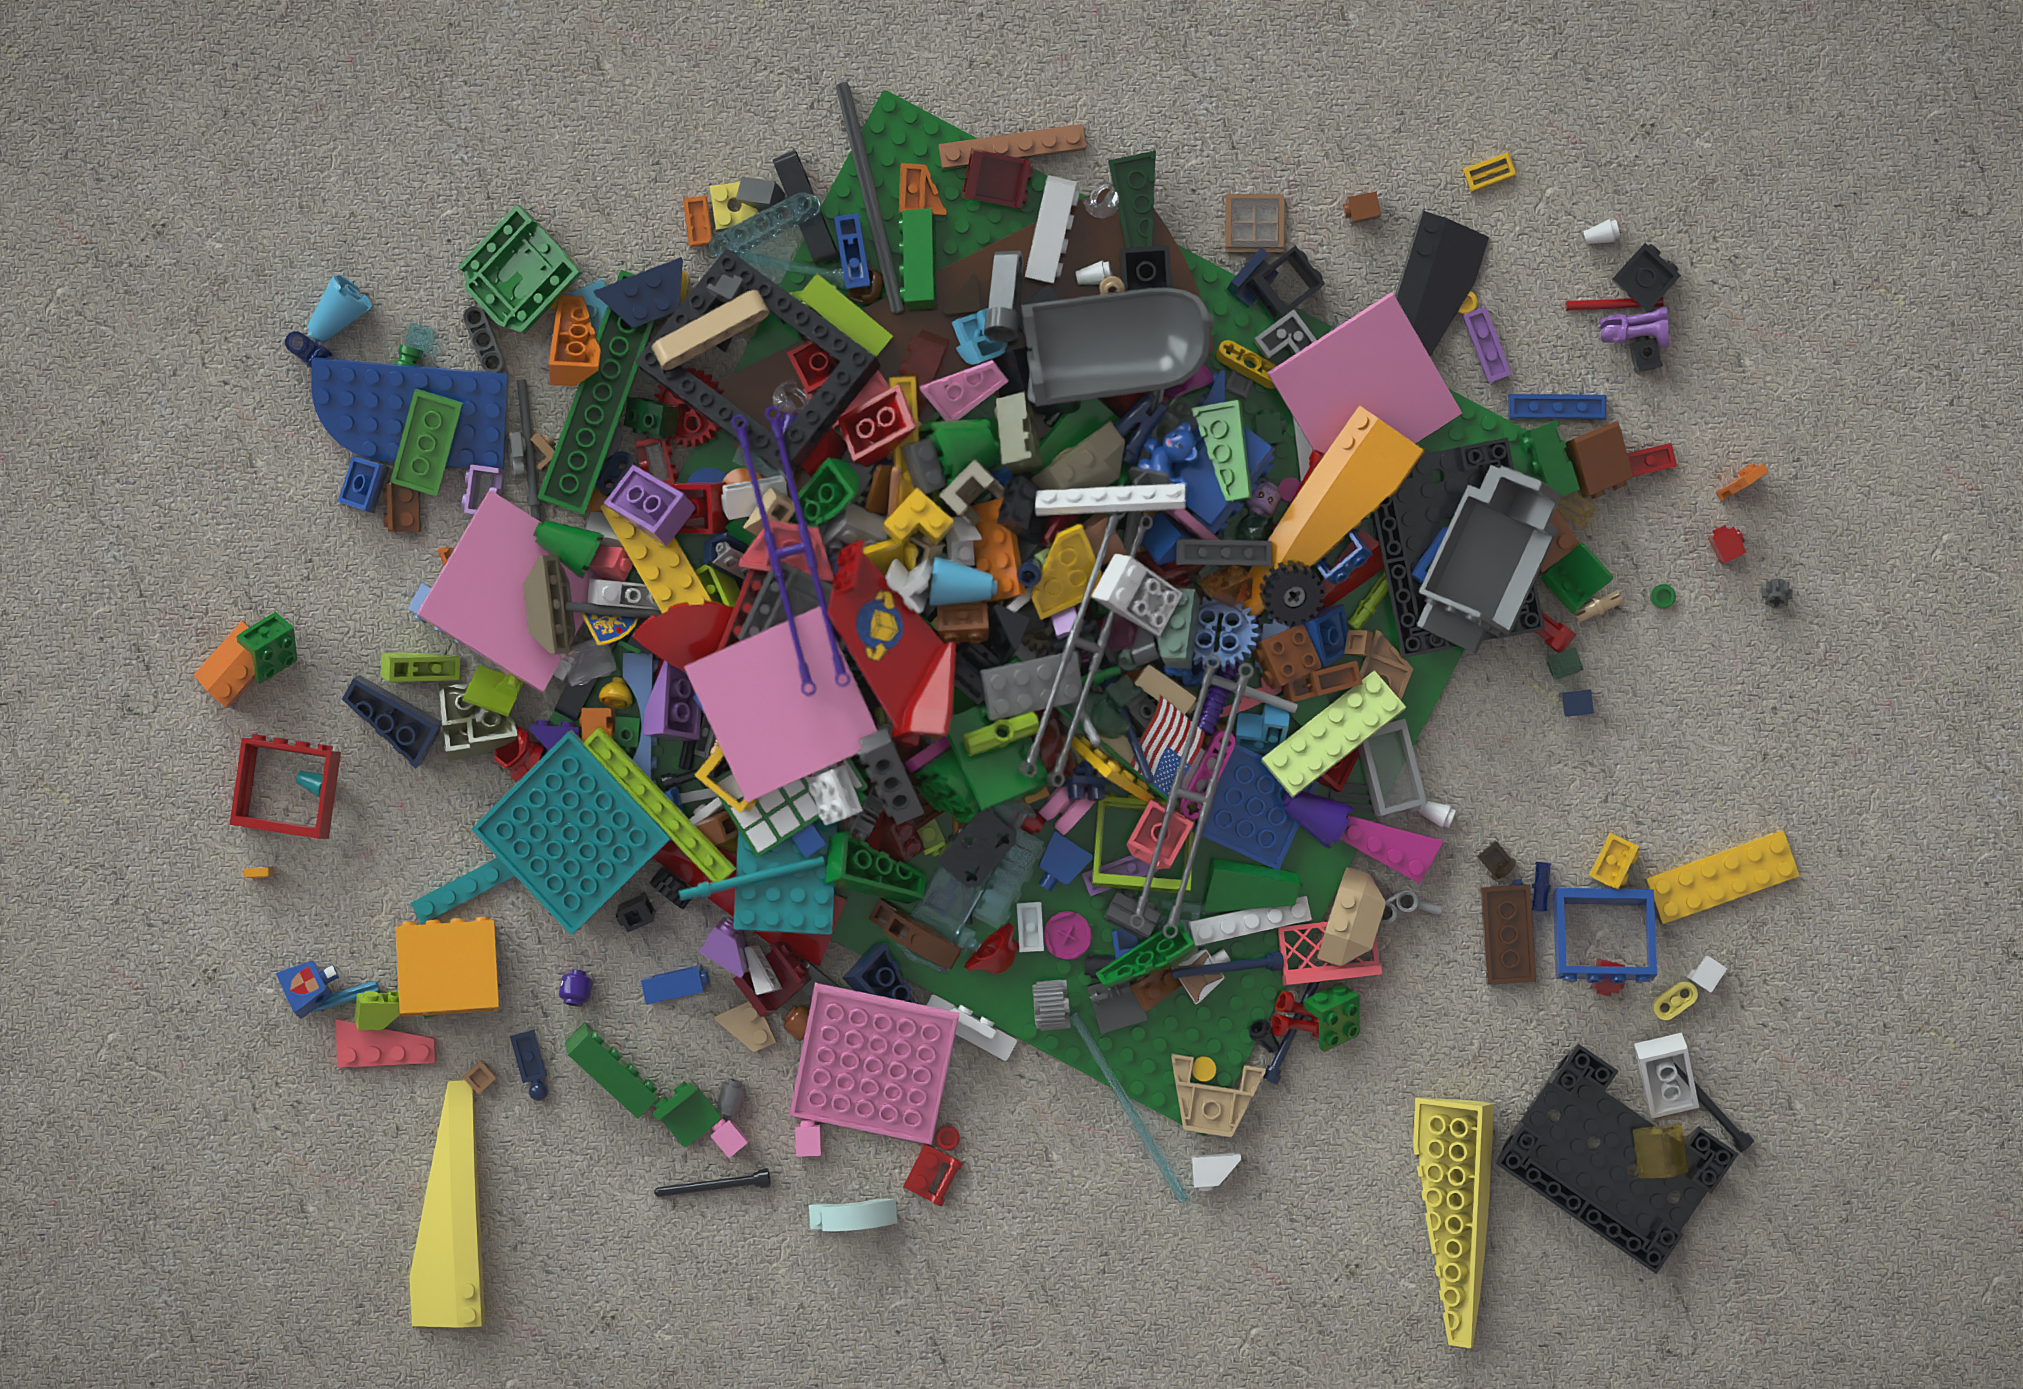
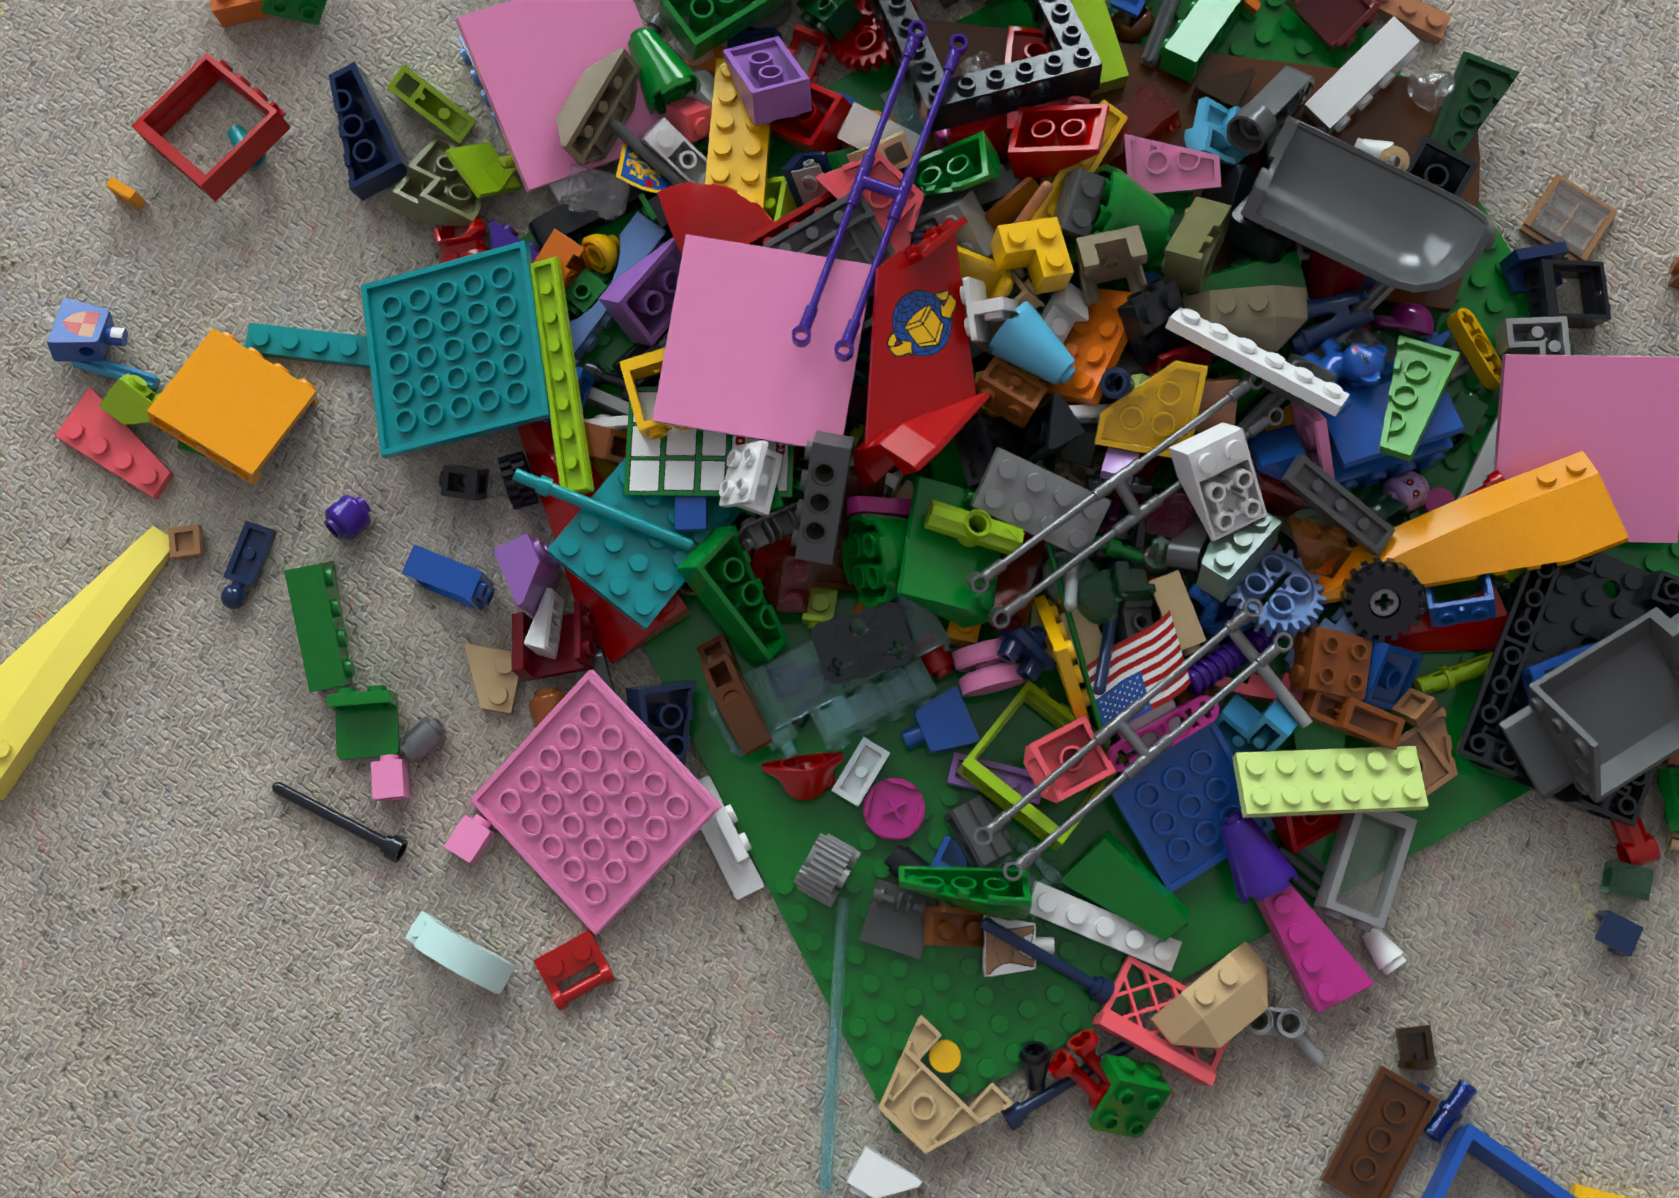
camera: 30 degrees right, 10 degrees down
(947, 1137) = (618, 940): red tile -> none
(1614, 861) = (1552, 1139): yellow bracket -> none

